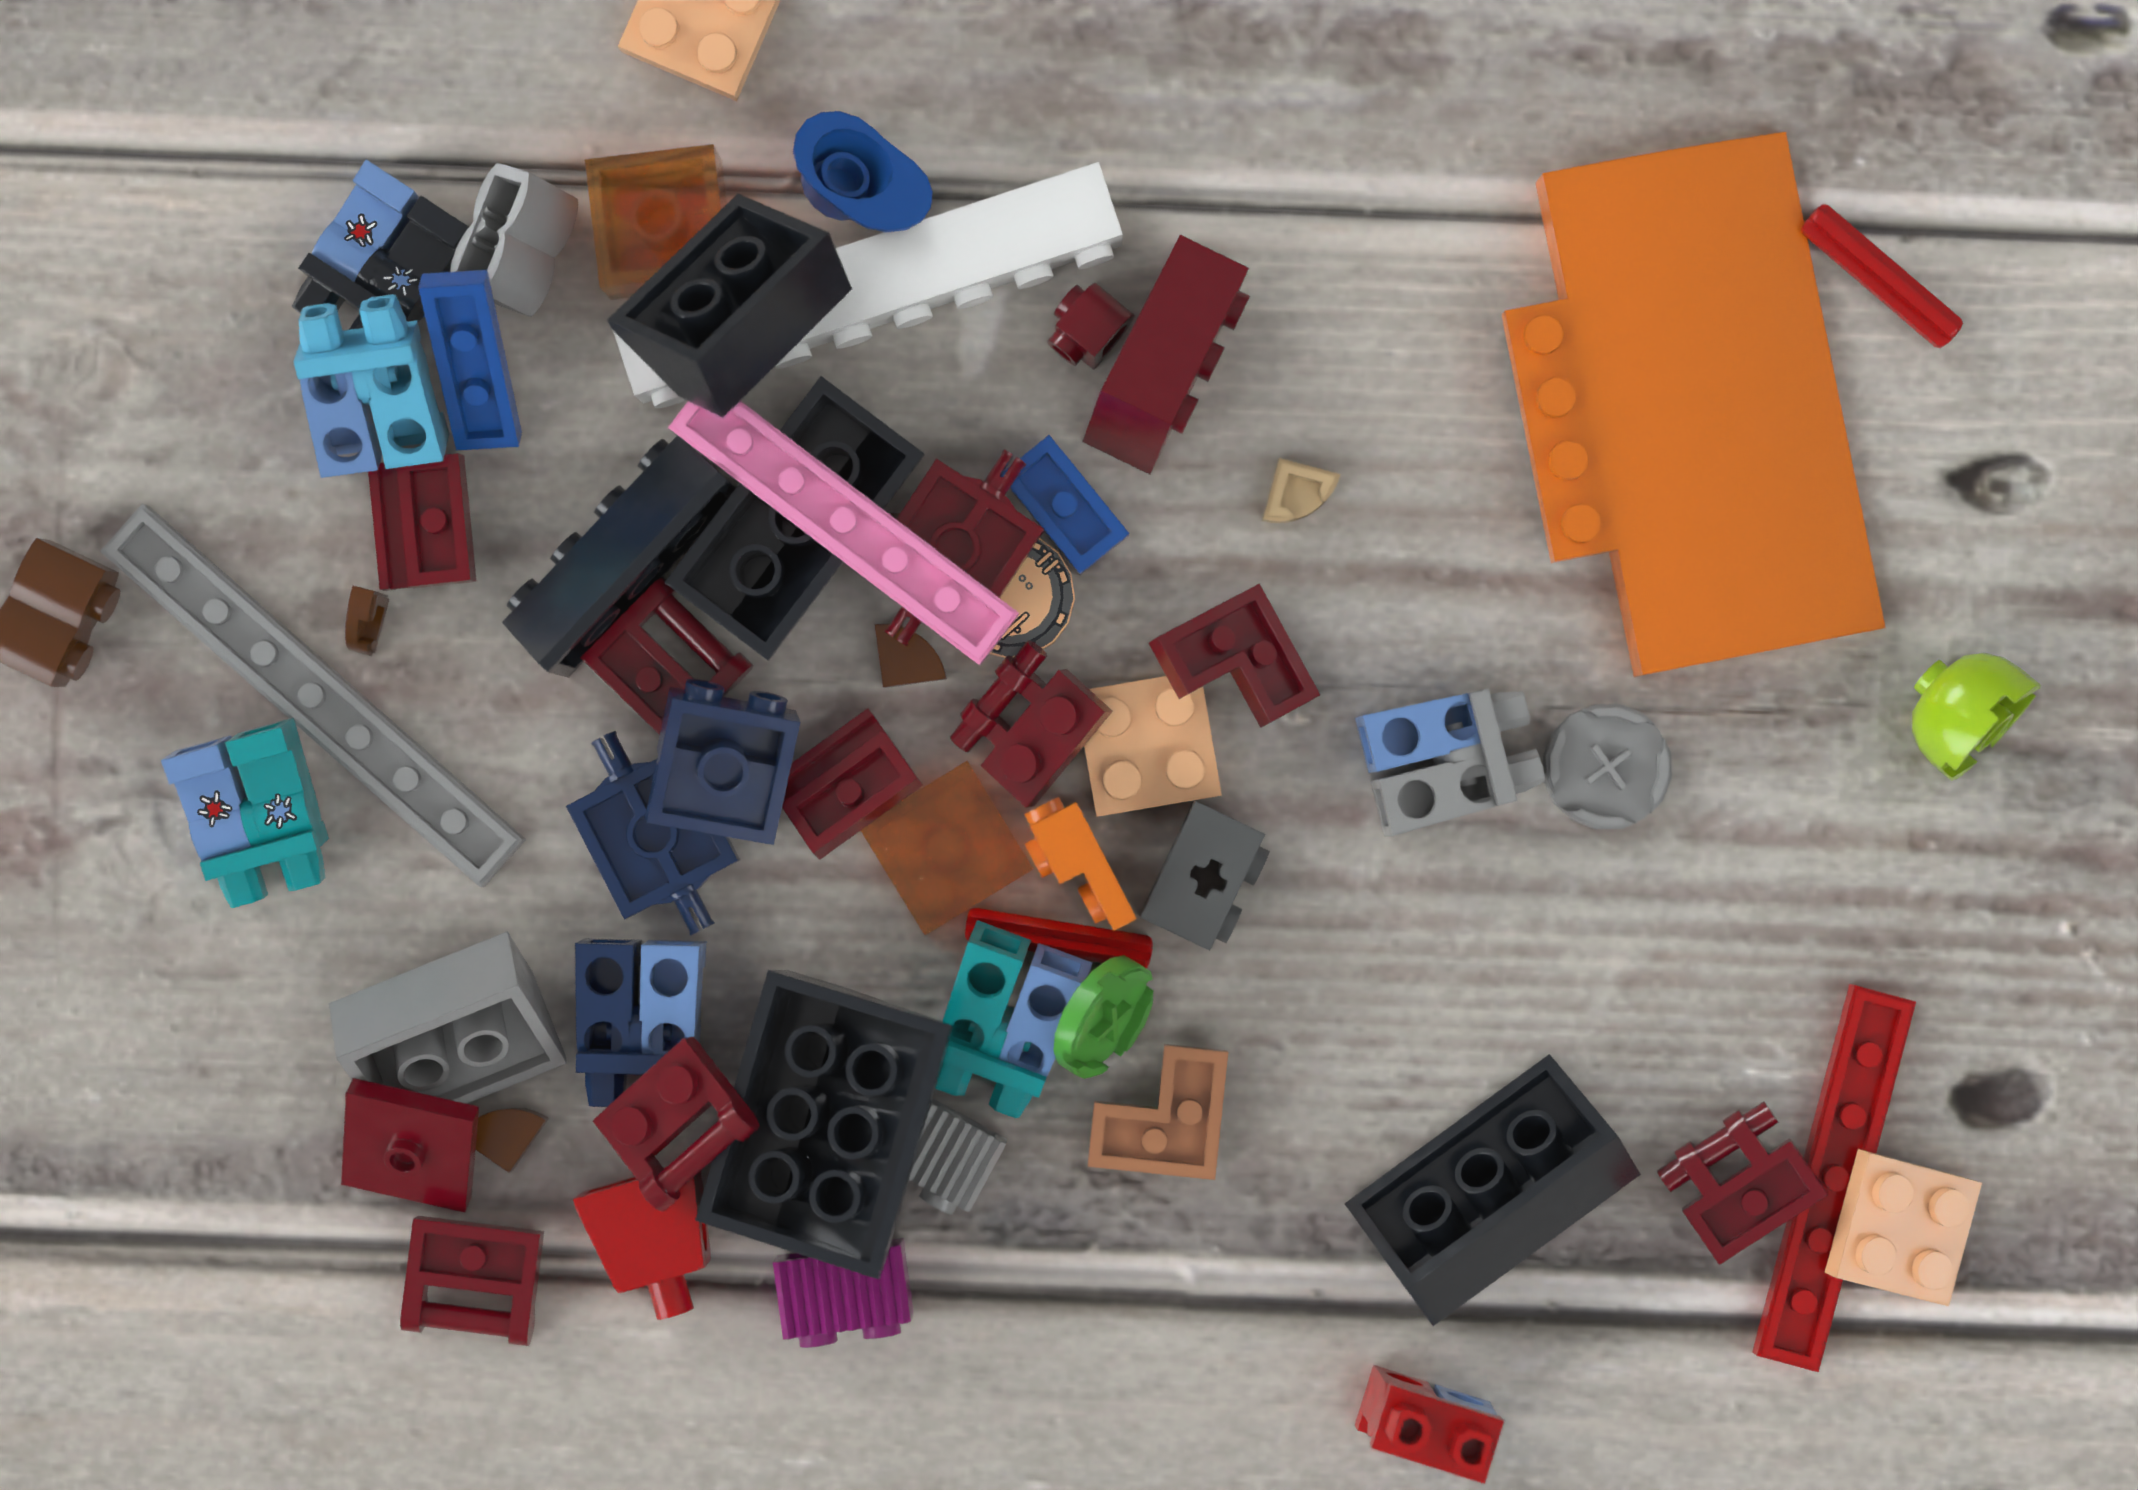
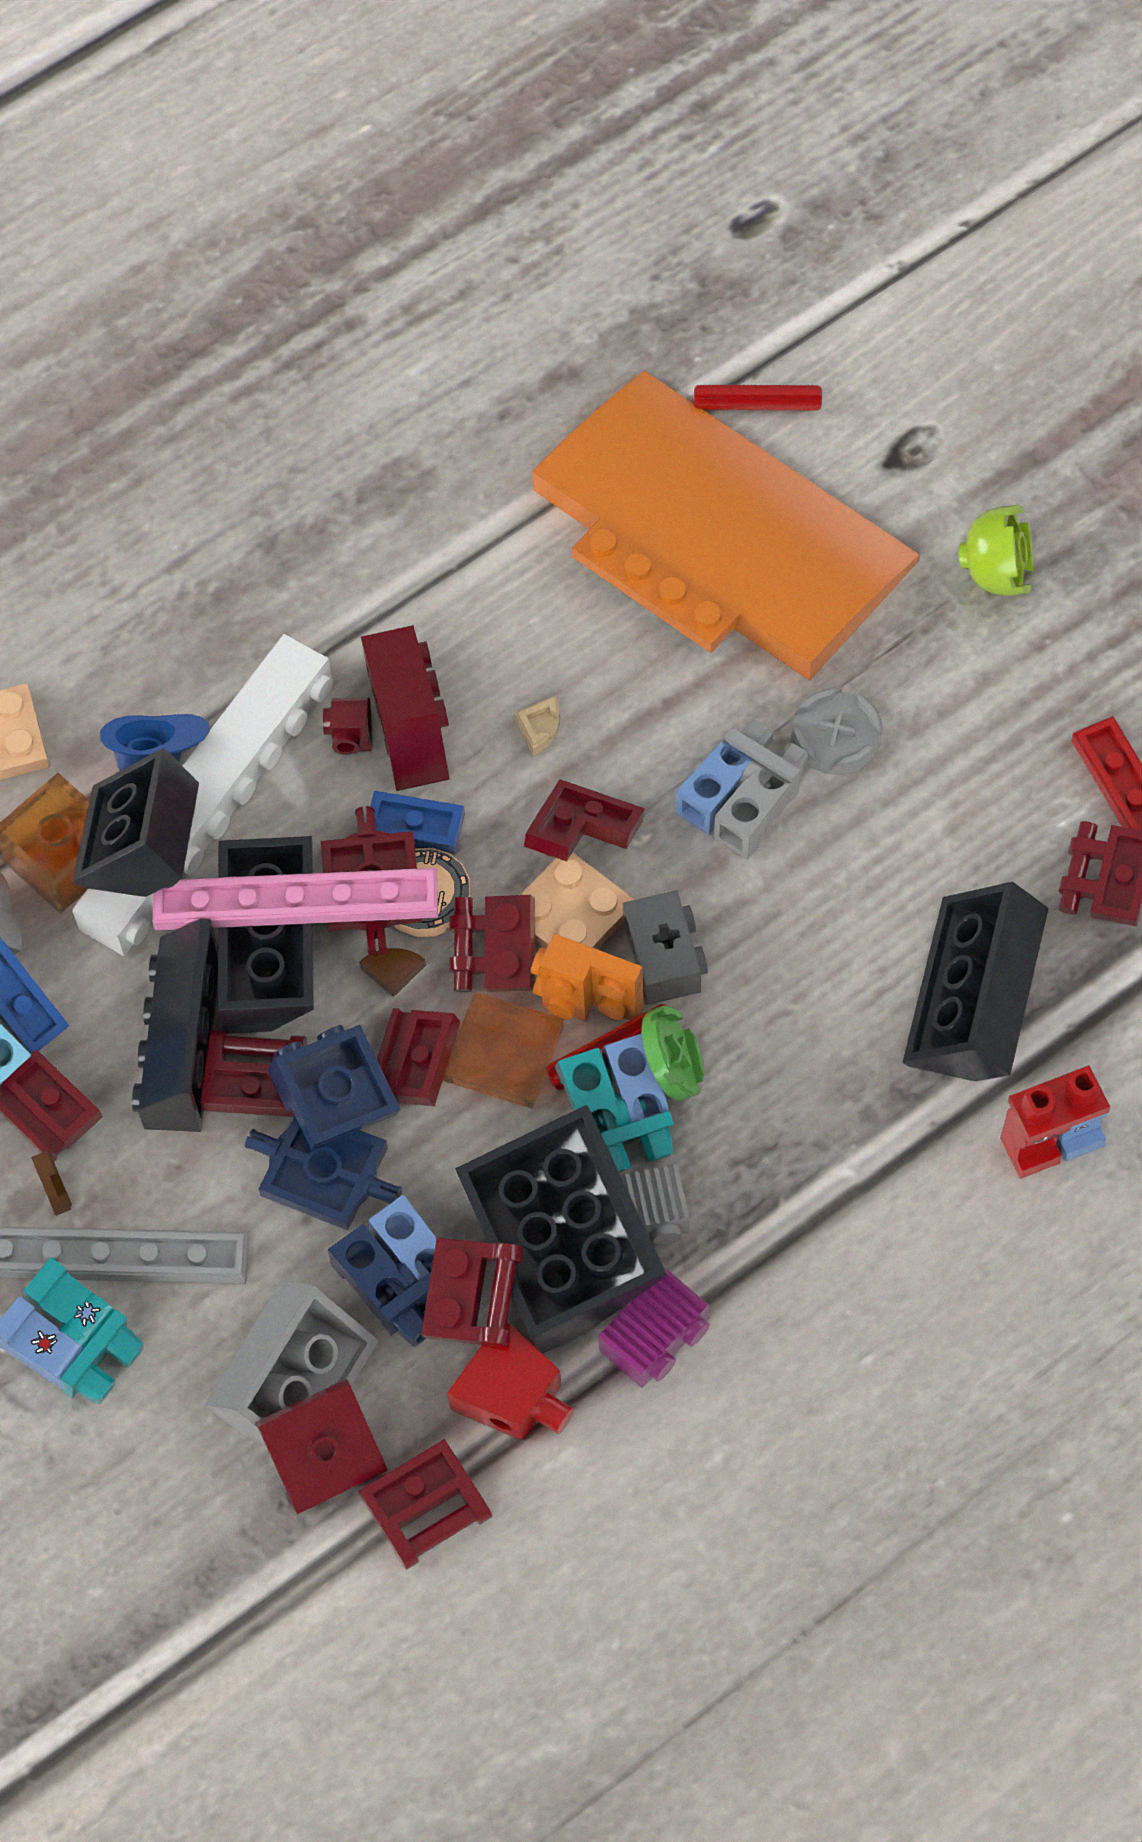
camera: 40 degrees left, 25 degrees down
(507, 1134) = (379, 1404): reddish brown tile -> none
(1176, 1135) = (771, 1091): nougat plate -> none

